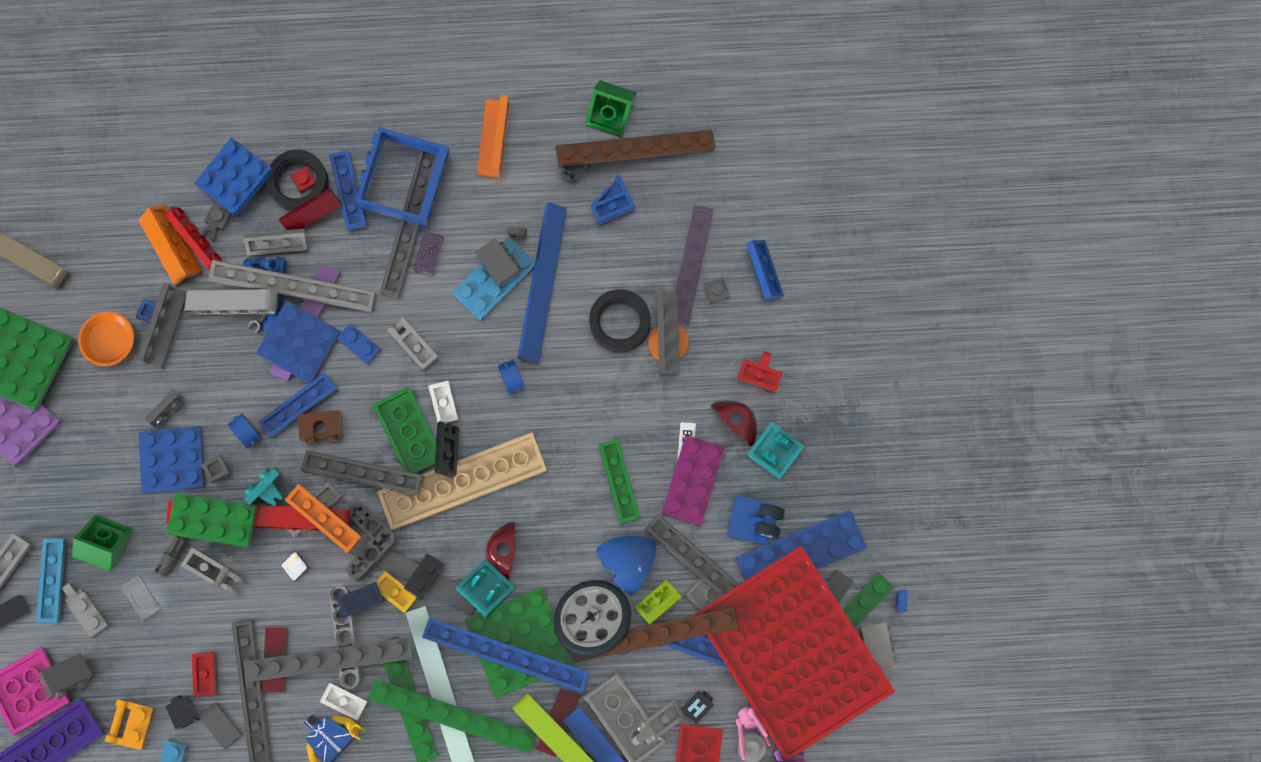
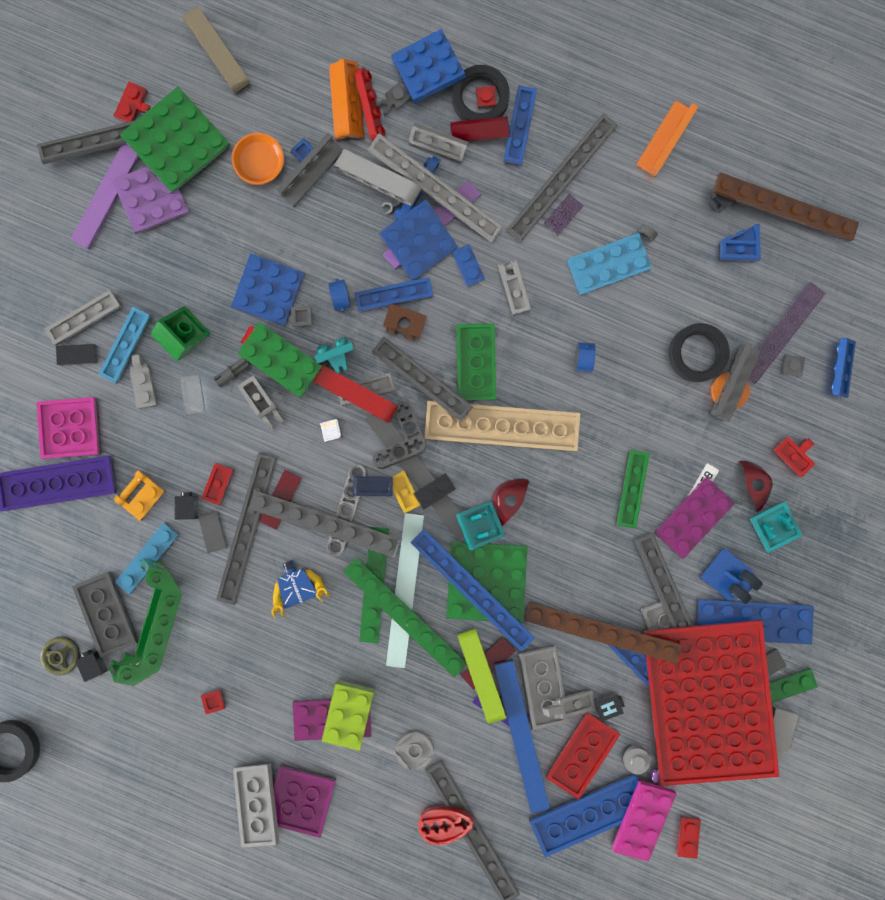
camera: 25 degrees right, 10 degrees up
(65, 676) = (103, 432): dark grey brick -> none
(160, 412) = (275, 245): dark grey plate -> none
(267, 264) = (423, 159): blue pin -> none
(323, 518) = (373, 404): orange plate -> none
(344, 701) = (322, 561): white plate -> none
(372, 160) = (597, 110): blue window -> none
(443, 402) = (517, 351): white plate -> none
(446, 449) = (502, 393): black hinge -> none
(498, 263) = (621, 253): dark grey brick -> none
(542, 283) = (648, 287): blue tile -> none
(610, 108) = (780, 160): green slope -> none
(616, 629) = (547, 616): wedge -> none
(629, 560) = (610, 560): blue brick -> none
(657, 602) = (618, 606): lime bracket -> none
(749, 719) = (646, 737): bright pink plant -> none
(901, 601) = (818, 702): blue tile -> none

